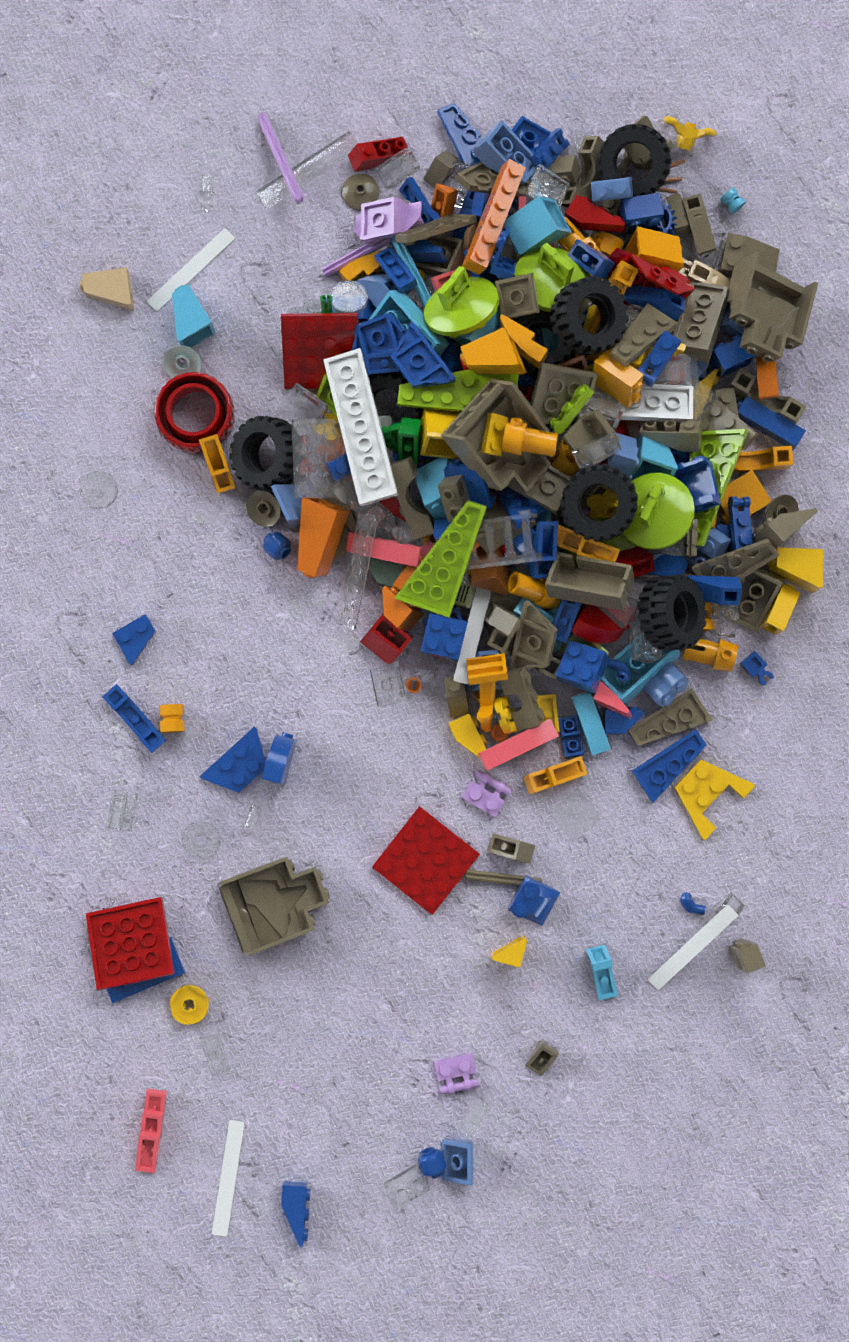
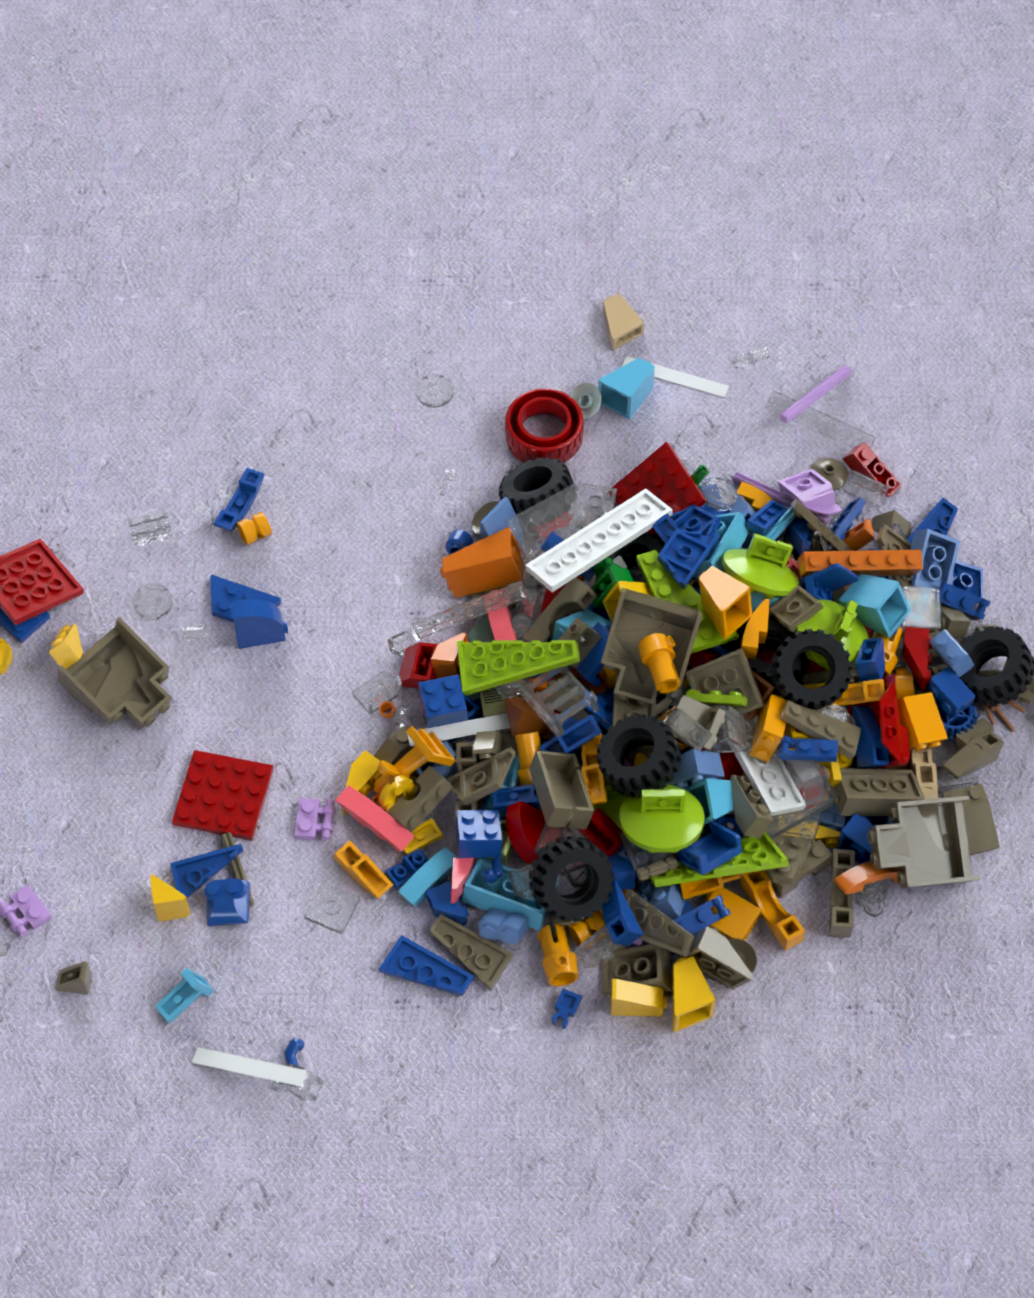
camera: 65 degrees right, 25 degrees down
(134, 637) = (314, 472): blue wing -> none
(217, 463) = (507, 459): light orange slope -> none
(222, 938) = (66, 647): none -> yellow slope
(490, 915) = (196, 871): none -> blue wing
(493, 434) = (638, 634): yellow plate -> none
(511, 848) = (270, 863): dark tan slope -> none
(702, 787) = (416, 1011): yellow wing -> none
(733, 200) = (1019, 781): medium azure wheel -> none
(746, 955) = (263, 1113): dark tan arch -> none
(769, 423) = (819, 910): blue brick -> none

